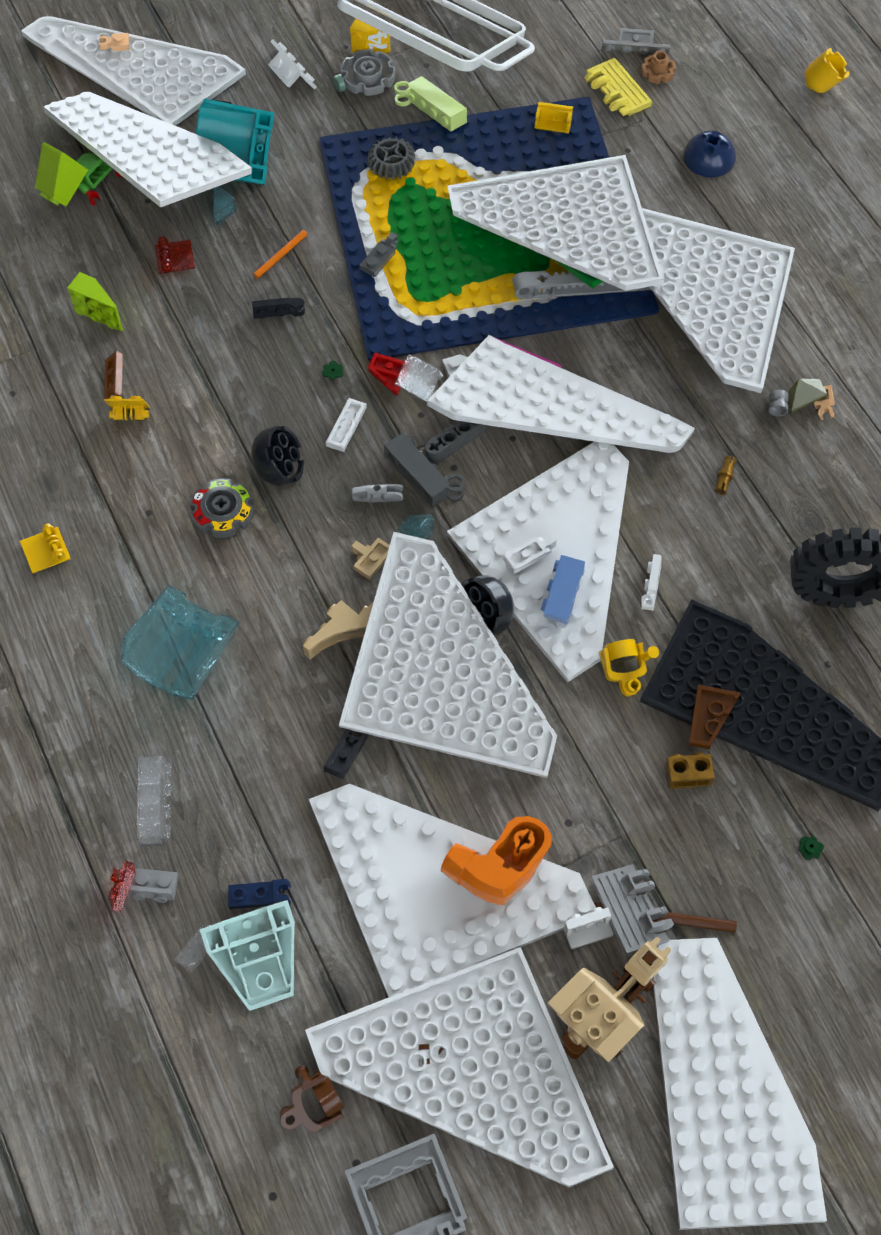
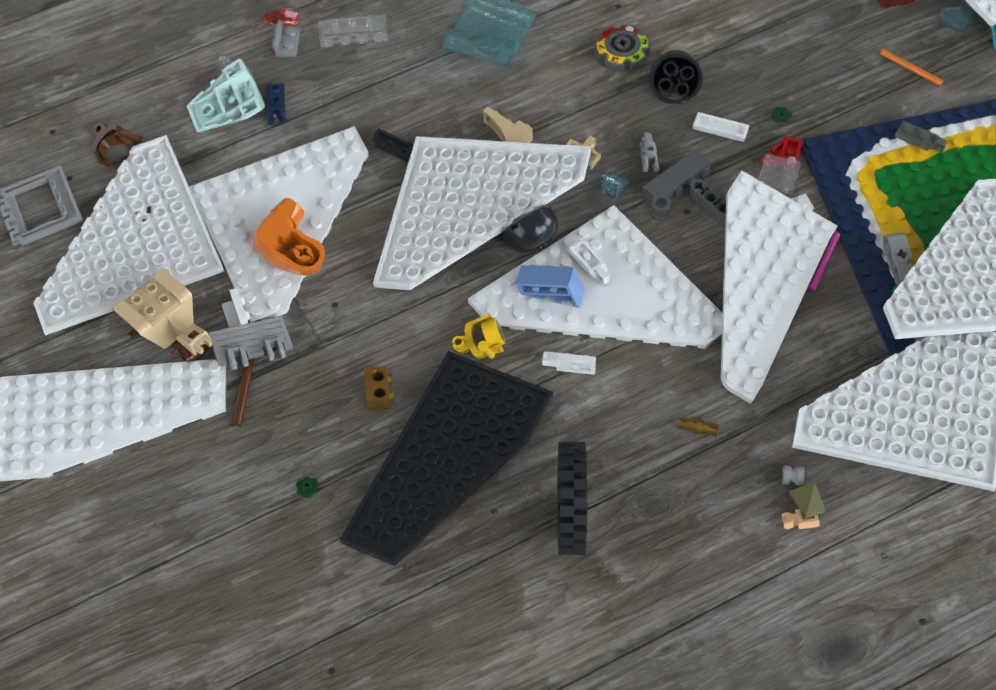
camera: 90 degrees right, 5 degrees down
(278, 307) = (844, 68): black hinge -> none
(709, 714) = (429, 399): reddish brown wing -> none

